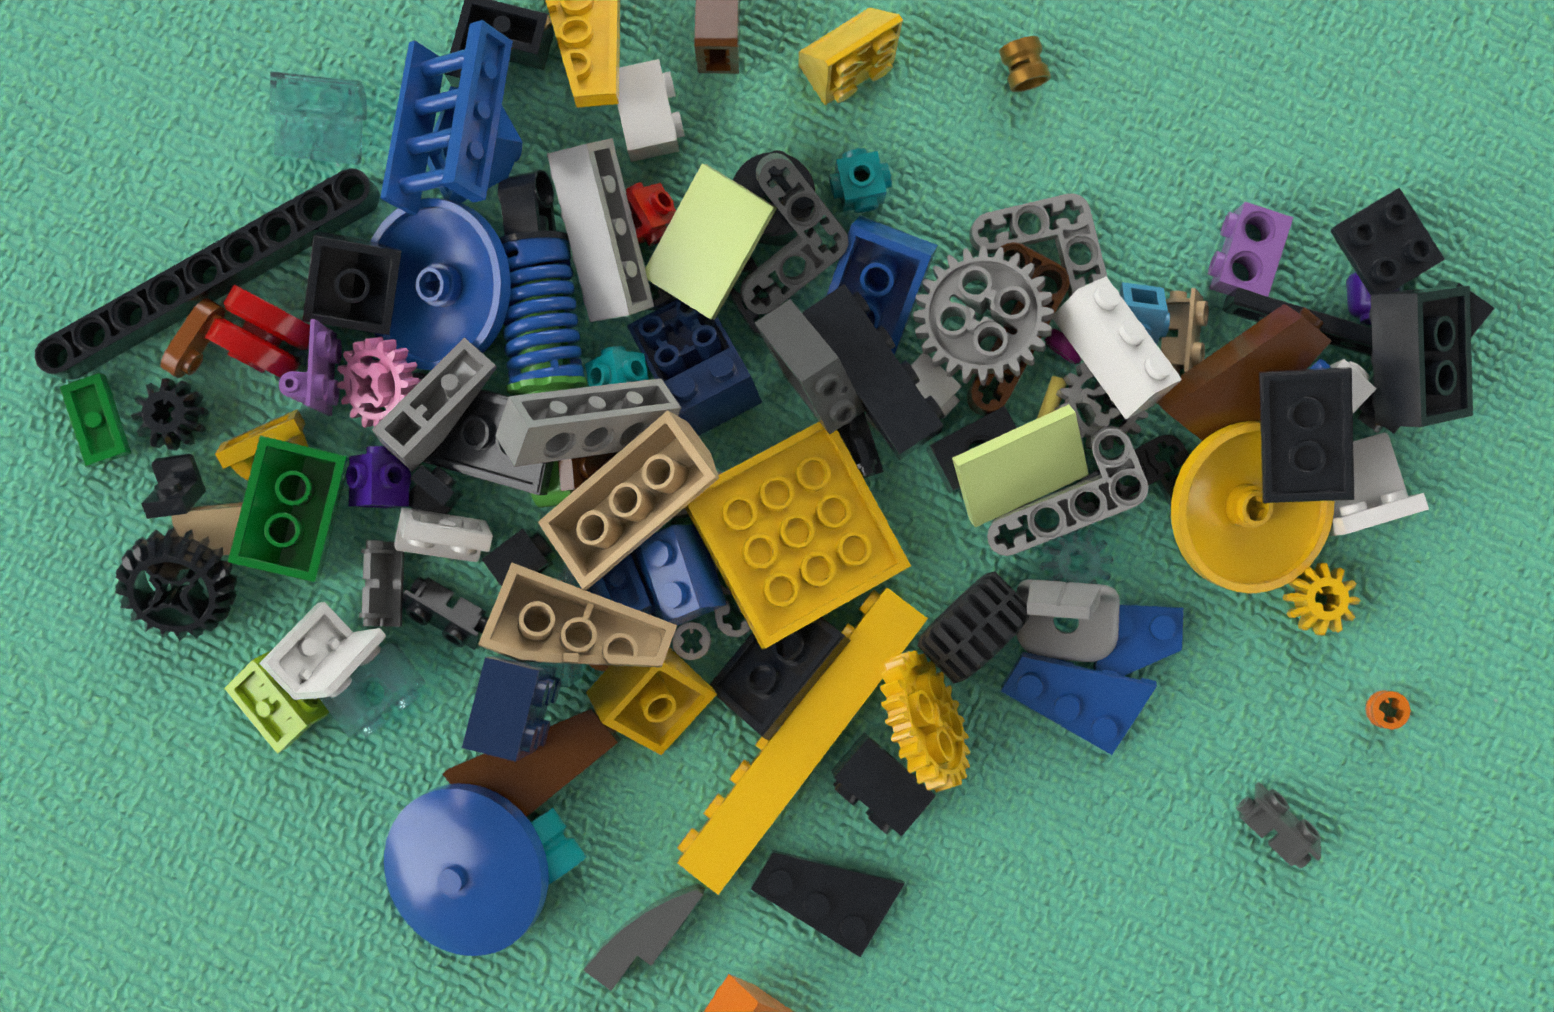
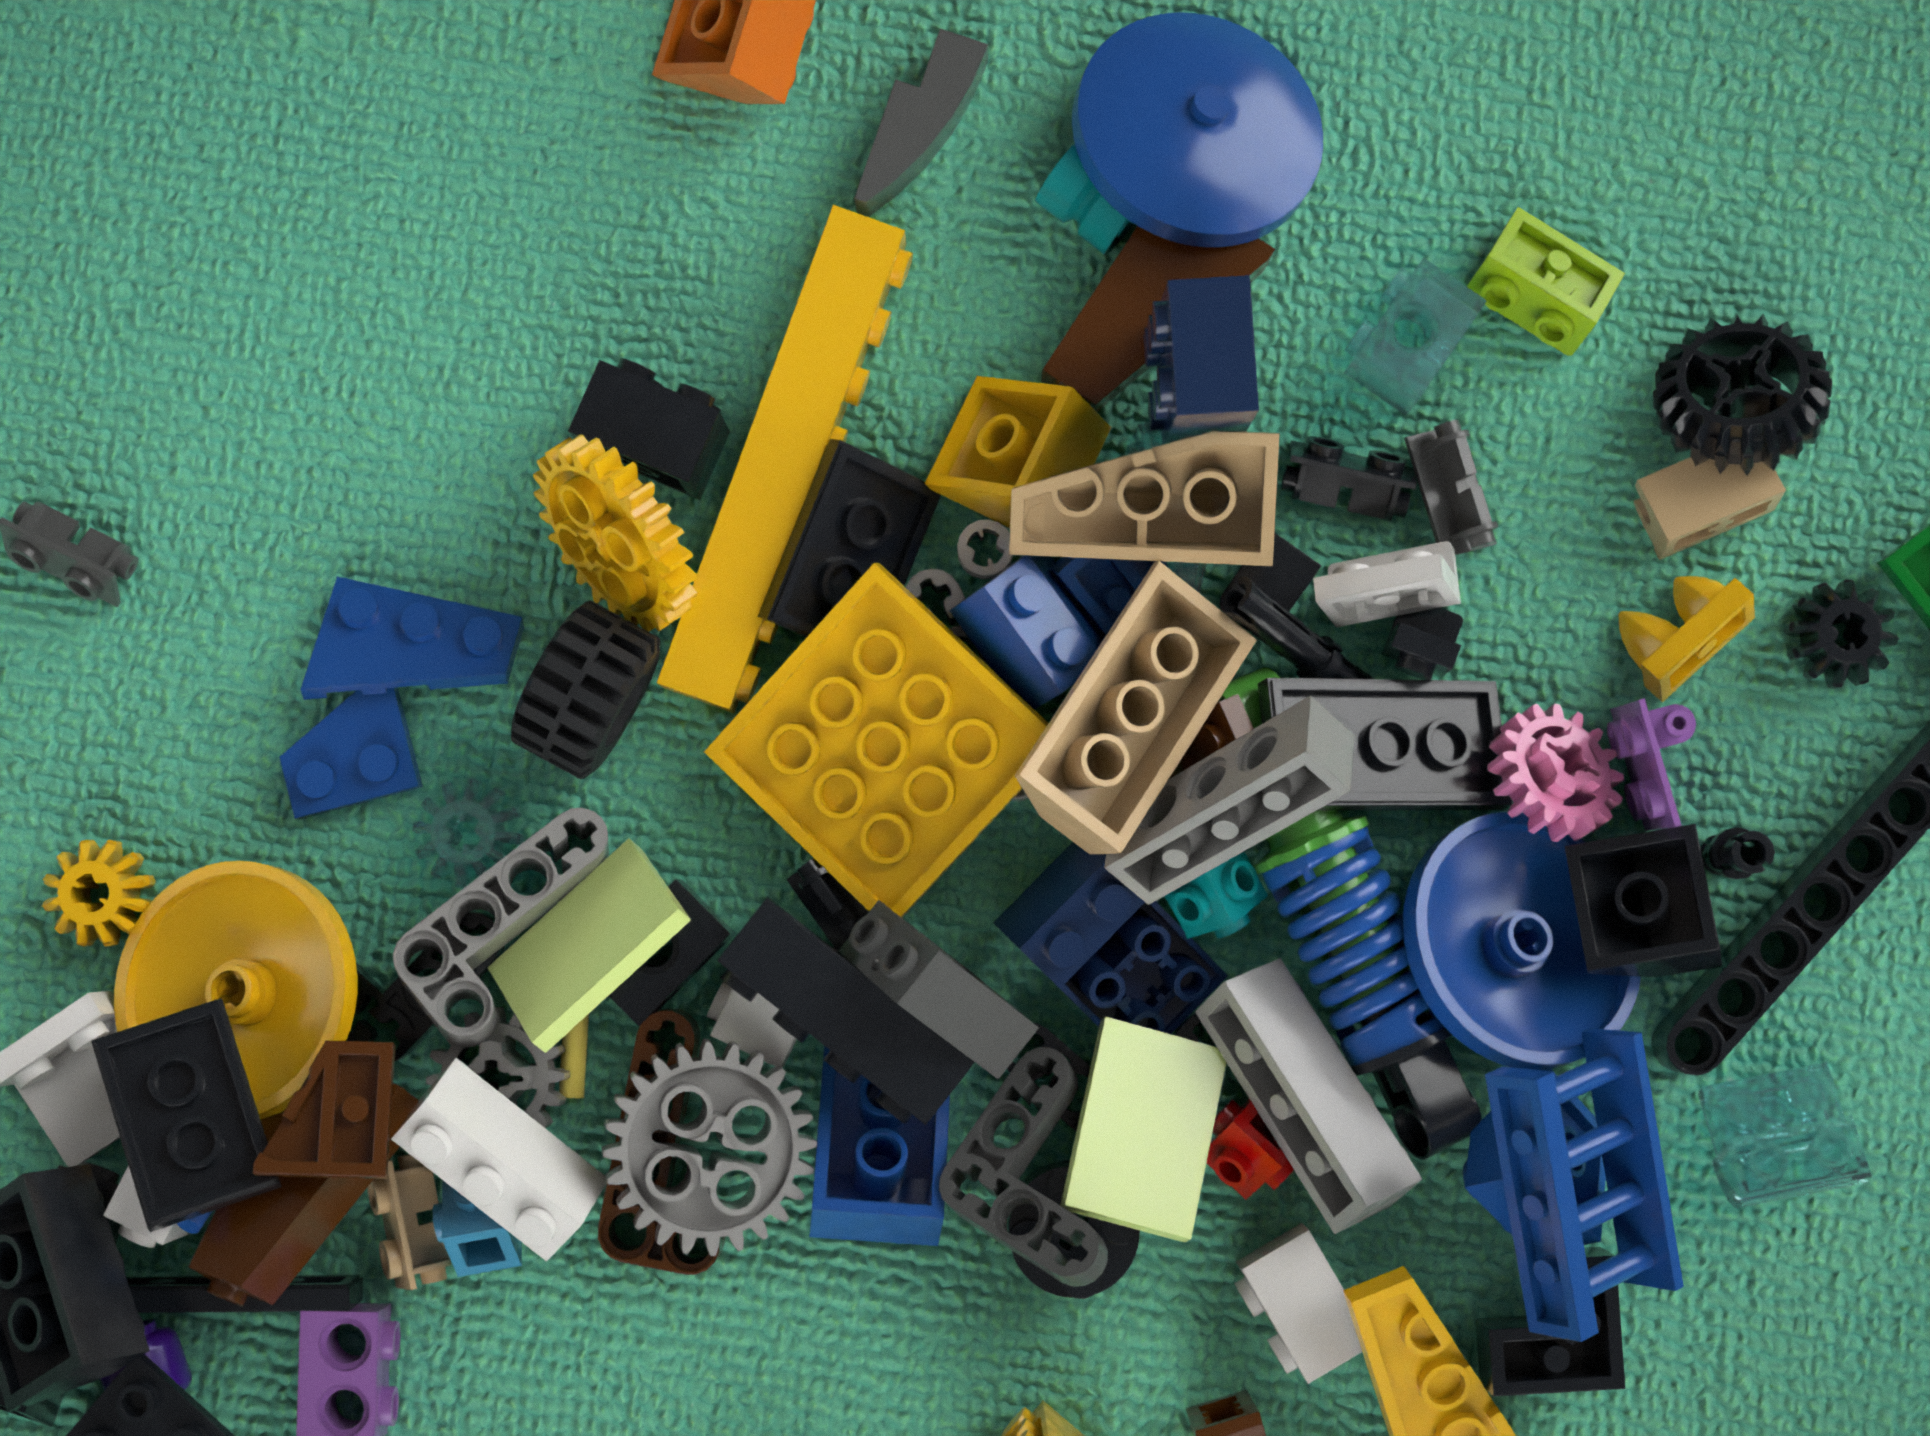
camera: 165 degrees right, 0 degrees up
(177, 486) = (1791, 530): black bracket -> none
(185, 350) = (1852, 732): dark orange plate -> none
(261, 333) = (1749, 779): red wheel -> none
(282, 294) = (1741, 857): none -> black pin
(289, 509) = (1619, 548): green slope -> none
(320, 655) = (1500, 358): white bracket -> none
(377, 480) = (1508, 634): dark purple brick -> none
(434, 405) = (1460, 762): light grey slope -> none
(506, 504) = (1286, 634): none -> black pin
(829, 898) = (674, 251): black wing -> none
(855, 194) = (952, 1272): teal brick -> none
(1060, 345) = (583, 1144): magenta tile -> none
(1064, 233) = (627, 1314): light grey beam -> none
(1092, 604) = (434, 771): light grey piece -> none
(1212, 401) = (337, 1117): none -> reddish brown wing

